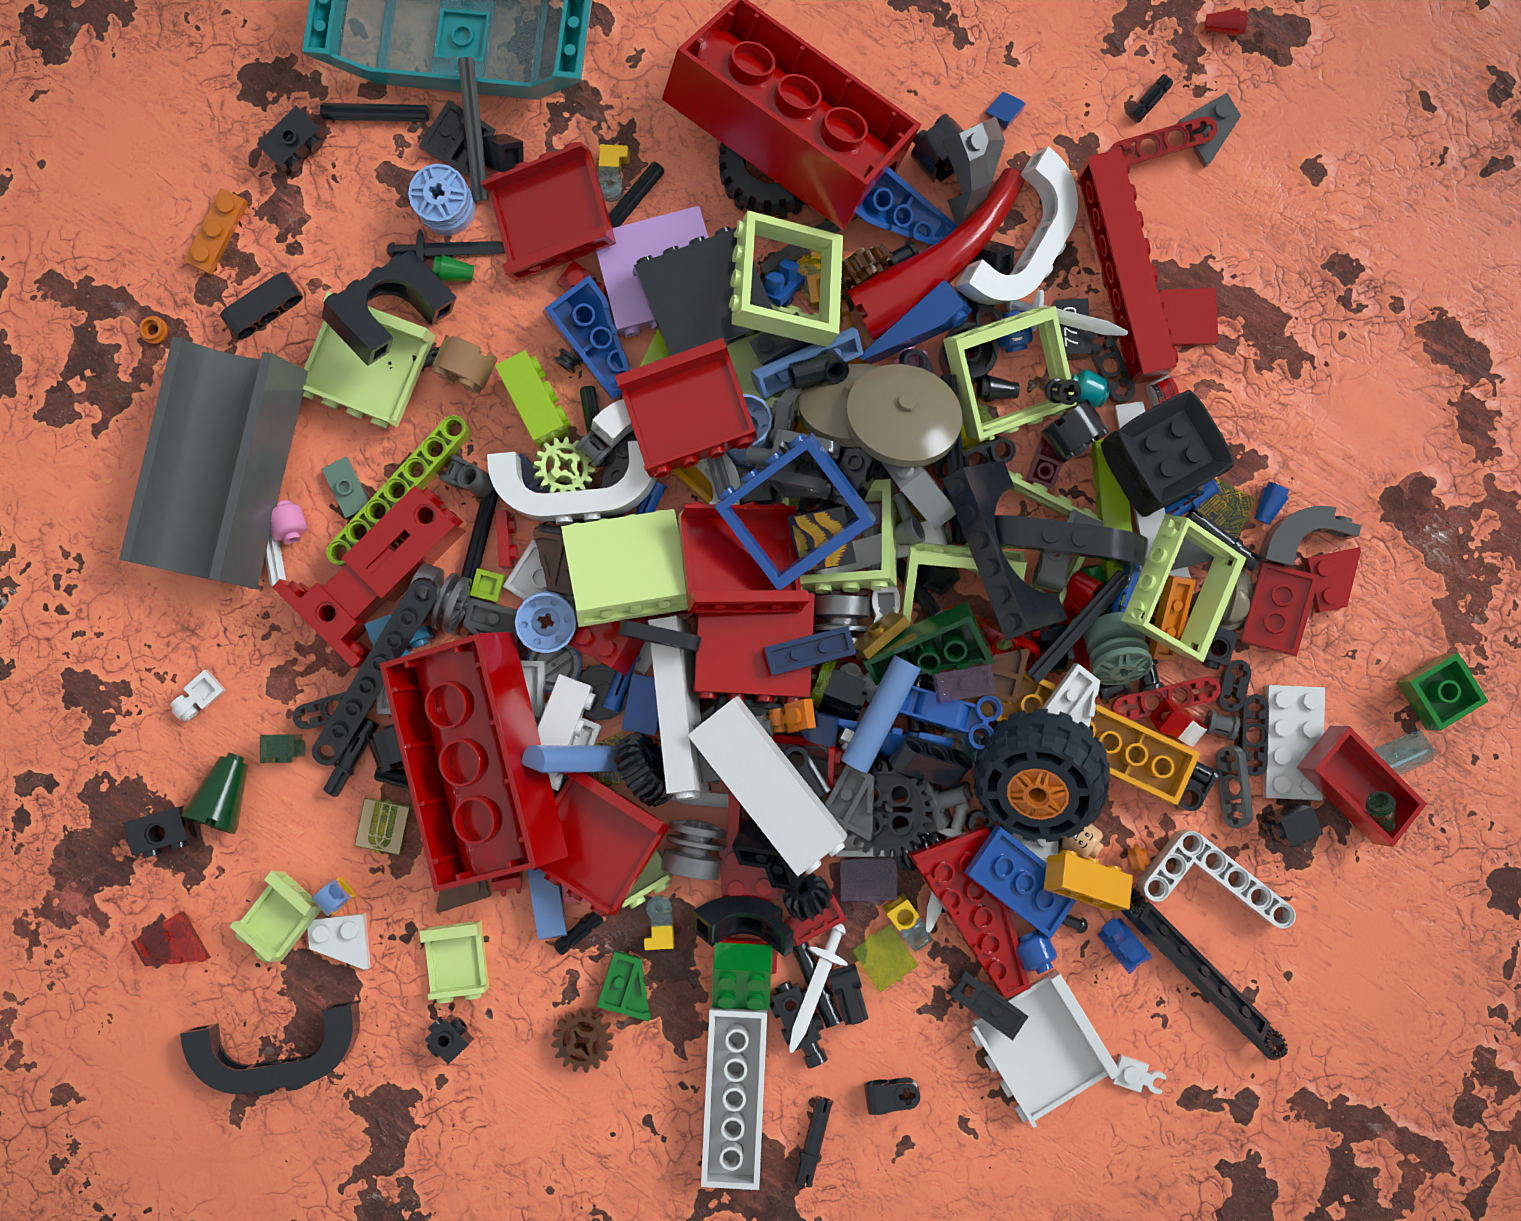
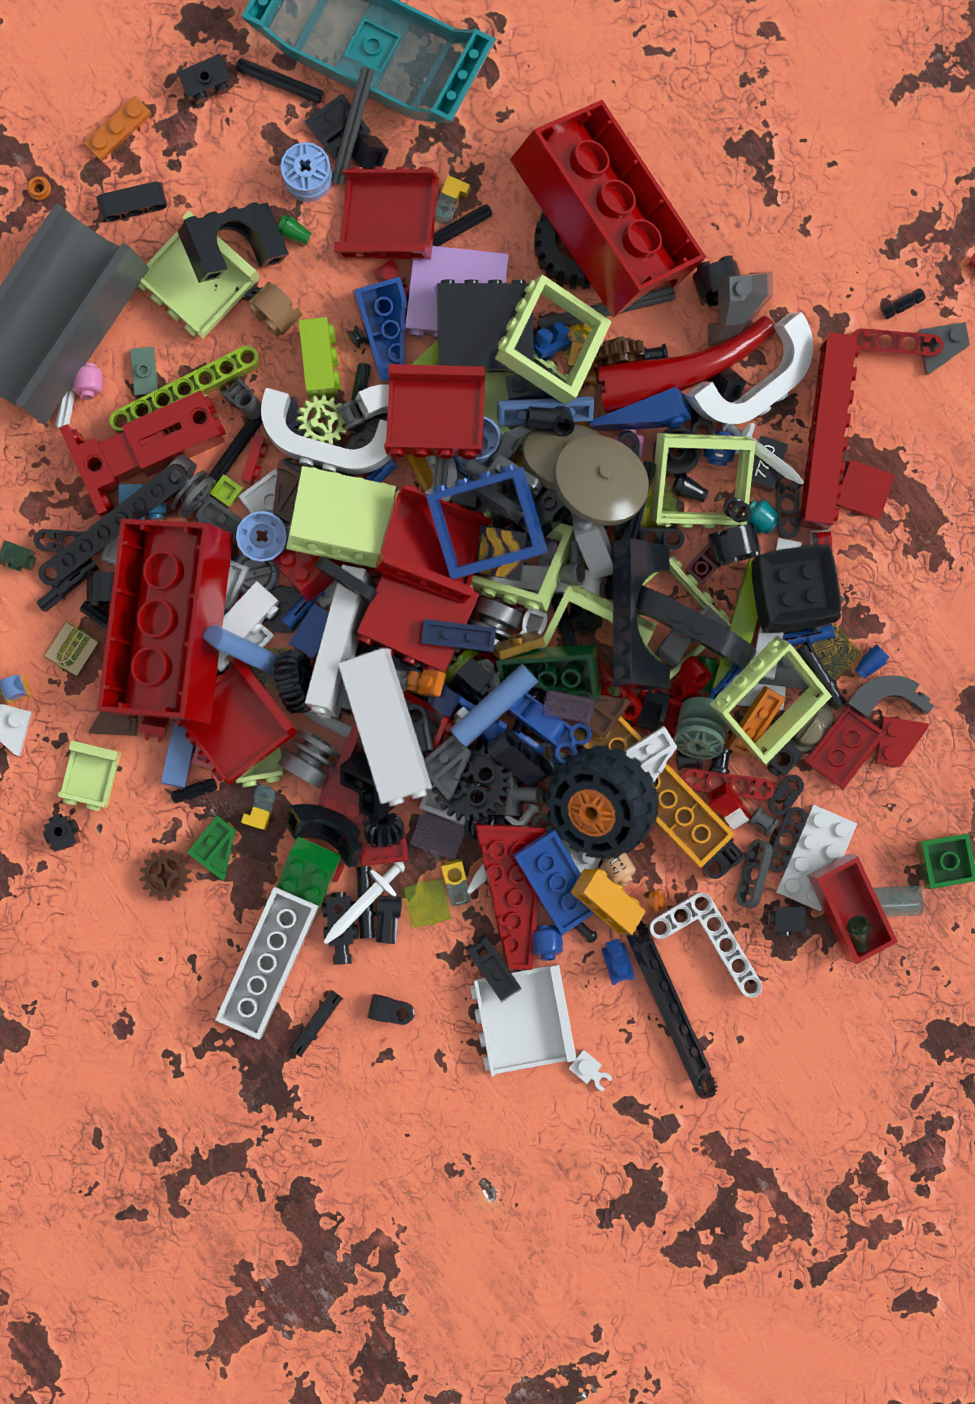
camera: 15 degrees right, 0 degrees up
(424, 249) = (277, 205): black sword -> none
(903, 210) = (667, 318): blue wedge -> none
(1006, 109) = (783, 268): blue slope -> none
(1078, 626) = (676, 698): black axle -> none

